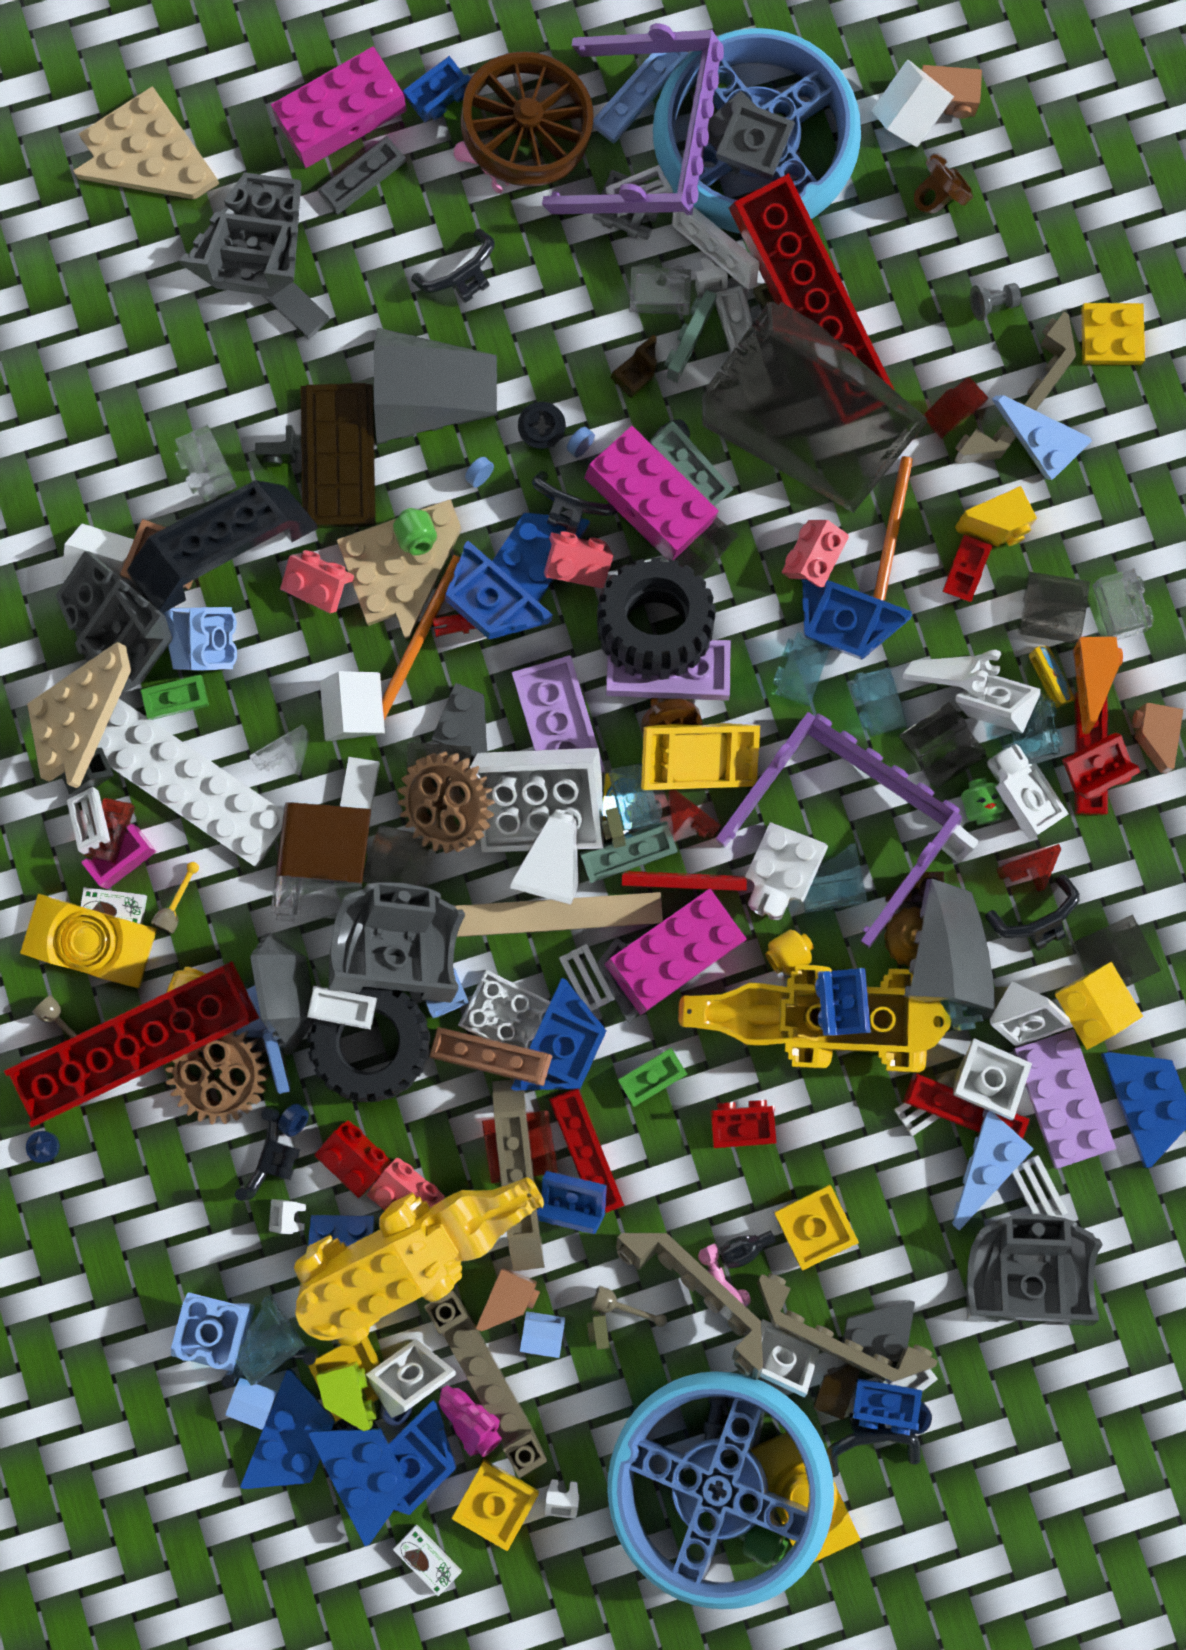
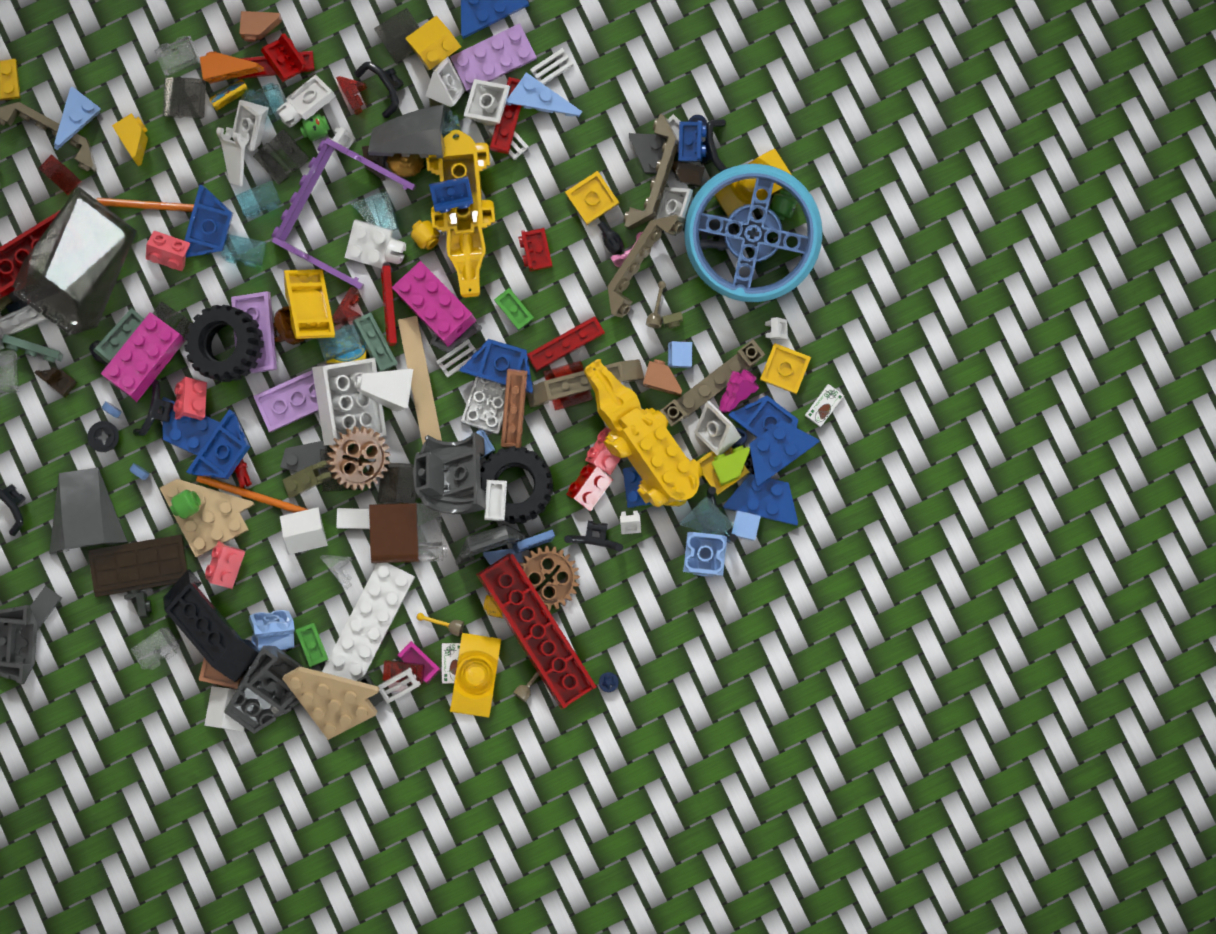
camera: 90 degrees left, 0 degrees up
(293, 1120) = (570, 527): dark blue tile -> none
(427, 717) = (305, 479): none -> olive hinge
(572, 1202) = (596, 344): blue bracket -> none
(613, 828) = (361, 351): olive plate -> none
(967, 568) = (165, 155): red slope -> none
(1033, 1271) = (600, 64): dark grey piece -> none

